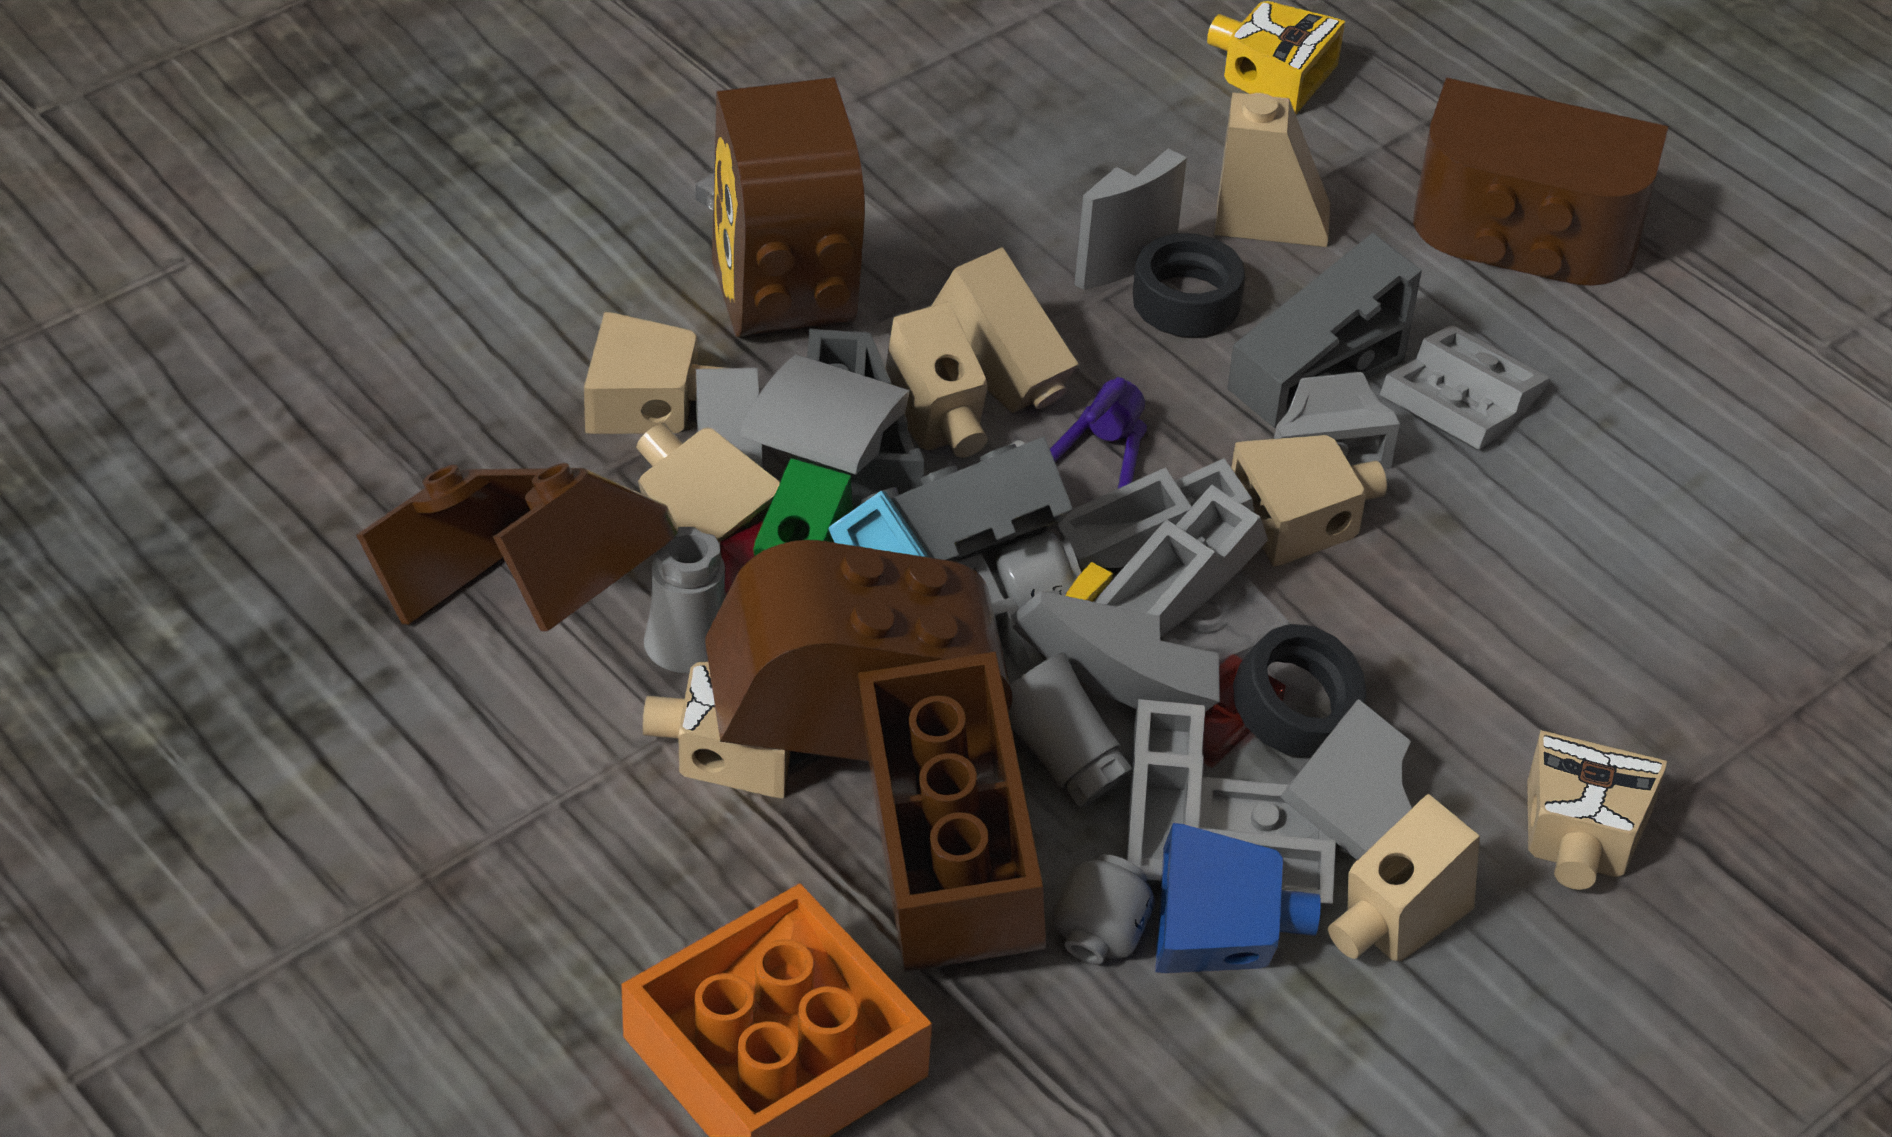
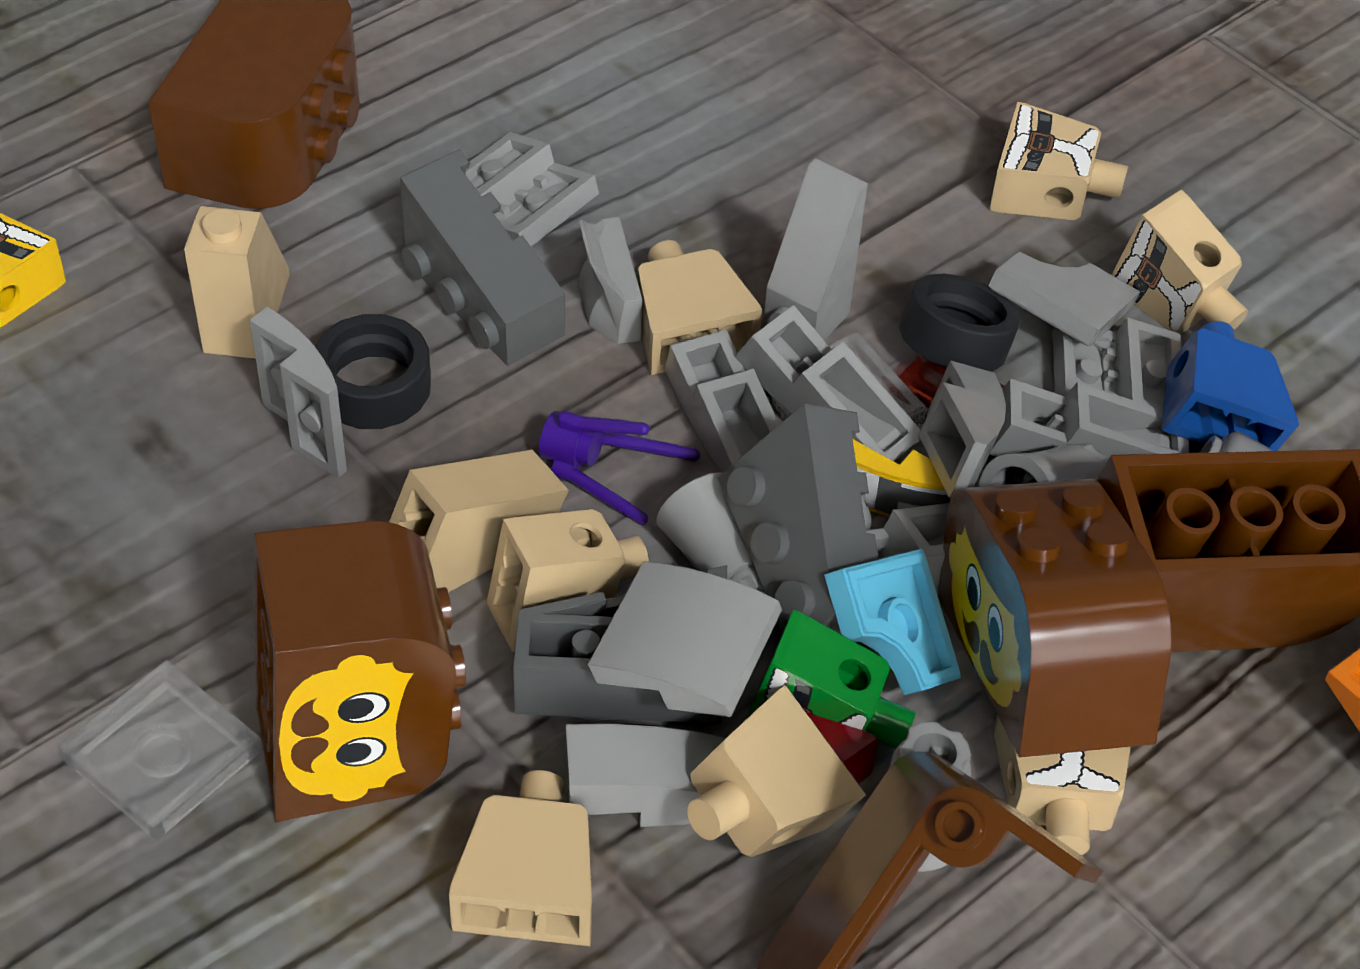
camera: 90 degrees left, 5 degrees up
(1335, 567) = (819, 250): none -> light grey slope

